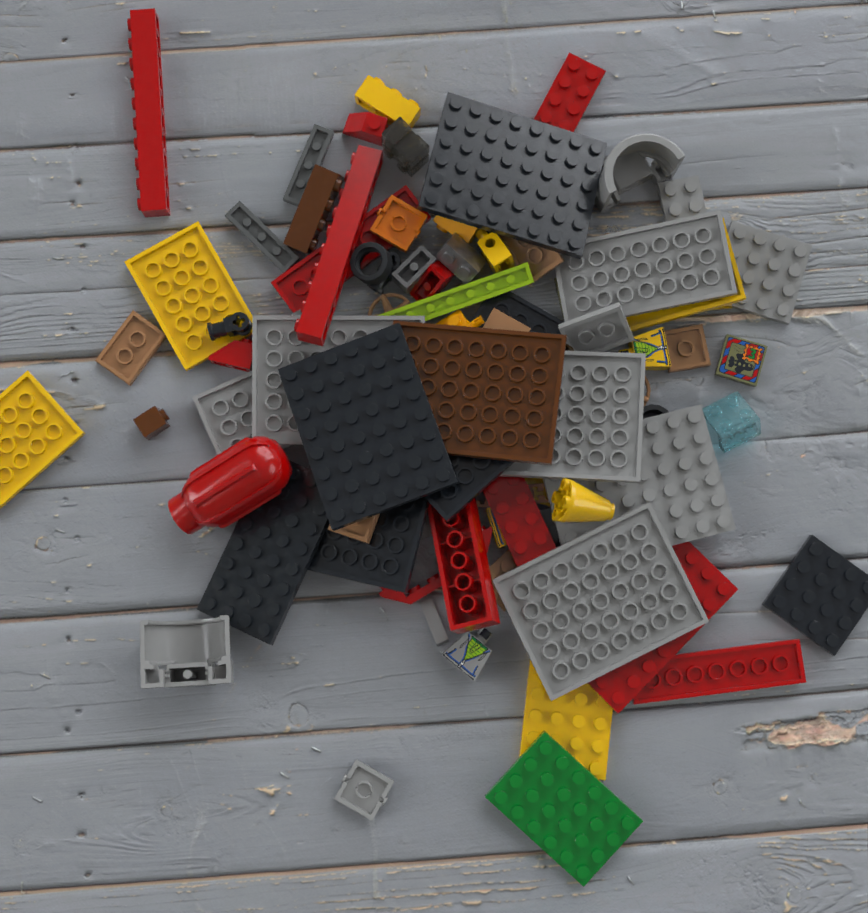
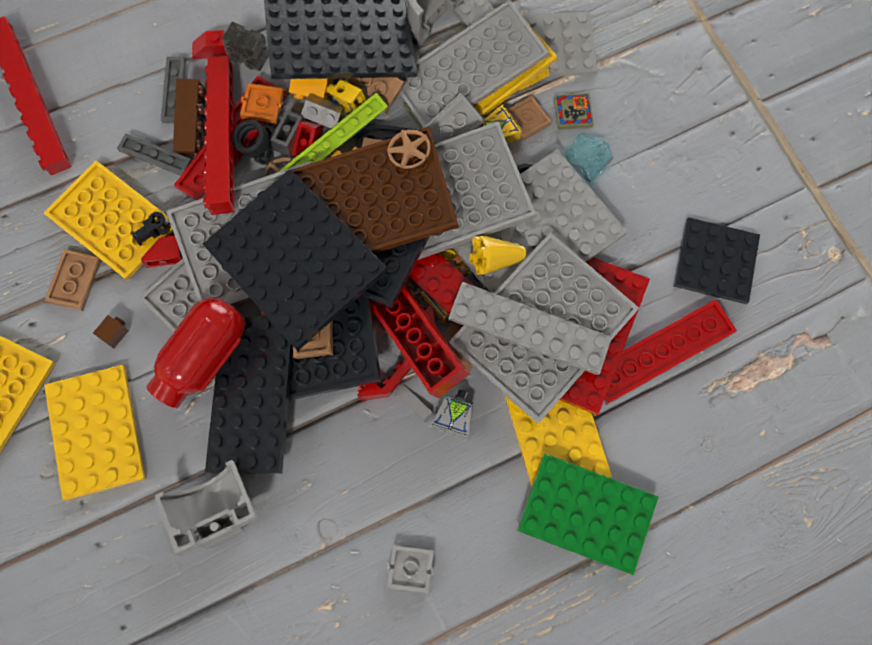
camera: 20 degrees left, 10 degrees down
(101, 522) = (94, 432): none -> yellow plate
(386, 102) = (211, 19): yellow brick -> none
(534, 354) = (408, 148): none -> medium nougat wheel
(583, 599) = (530, 328): none -> light grey plate

